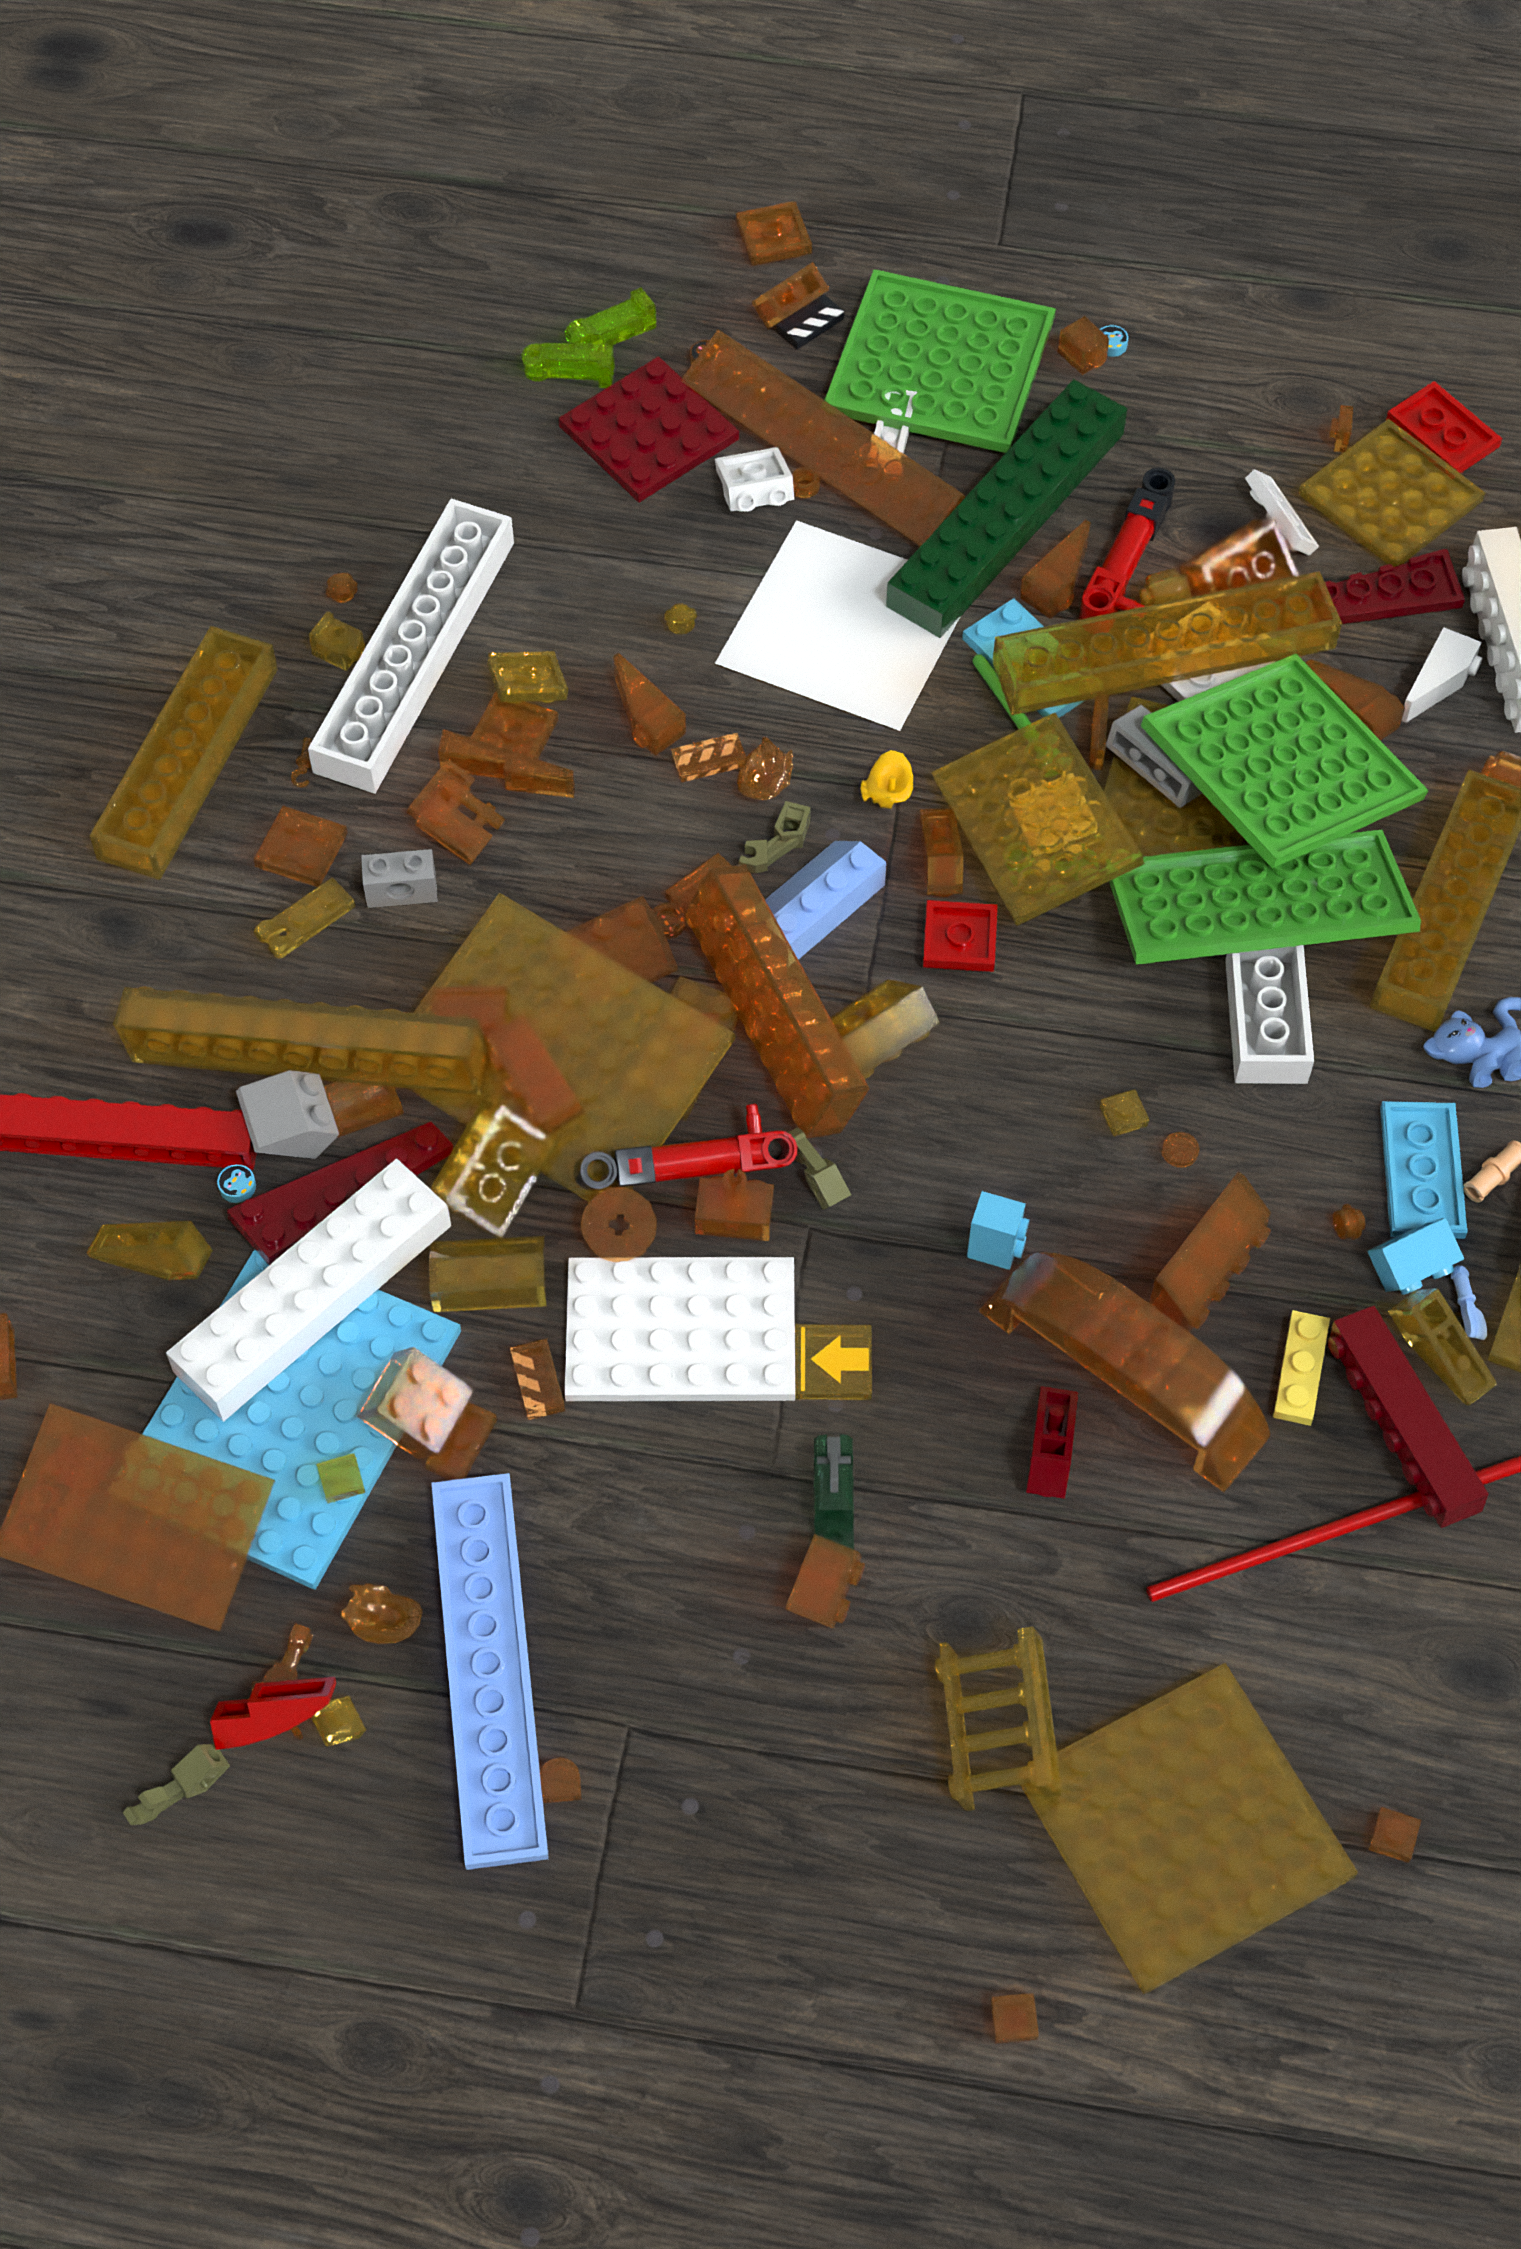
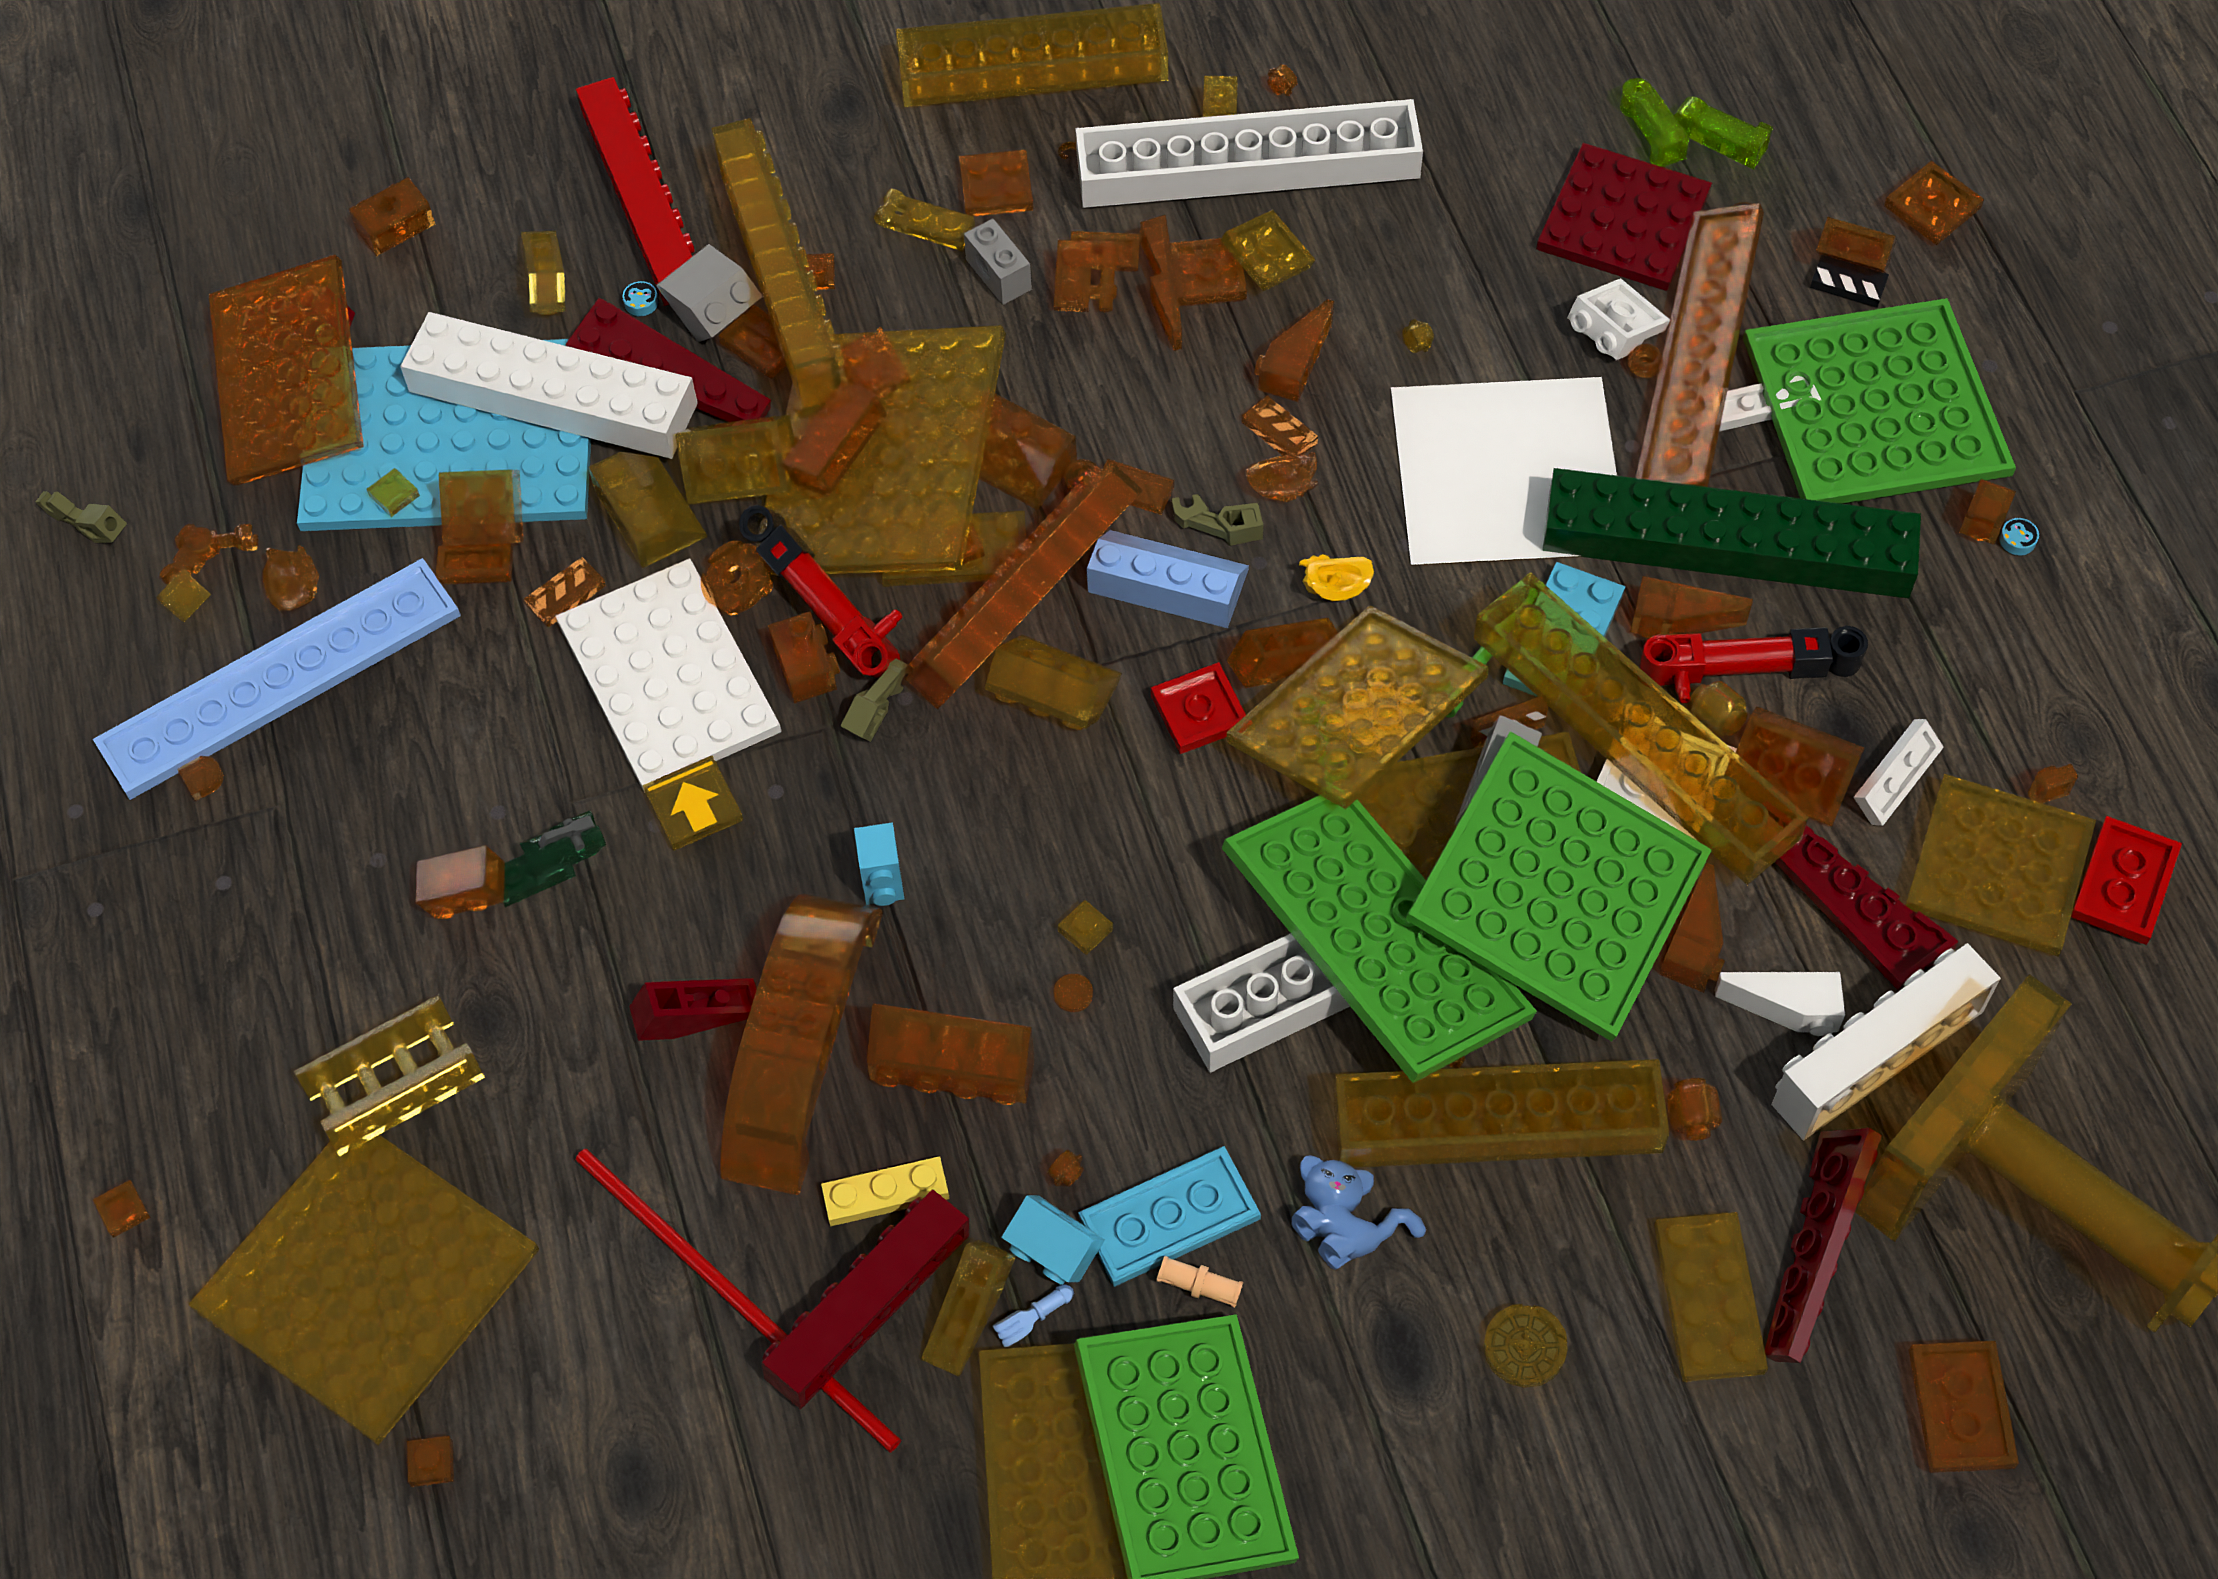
camera: 65 degrees right, 0 degrees up
(269, 1711) = (160, 538): red slope -> none

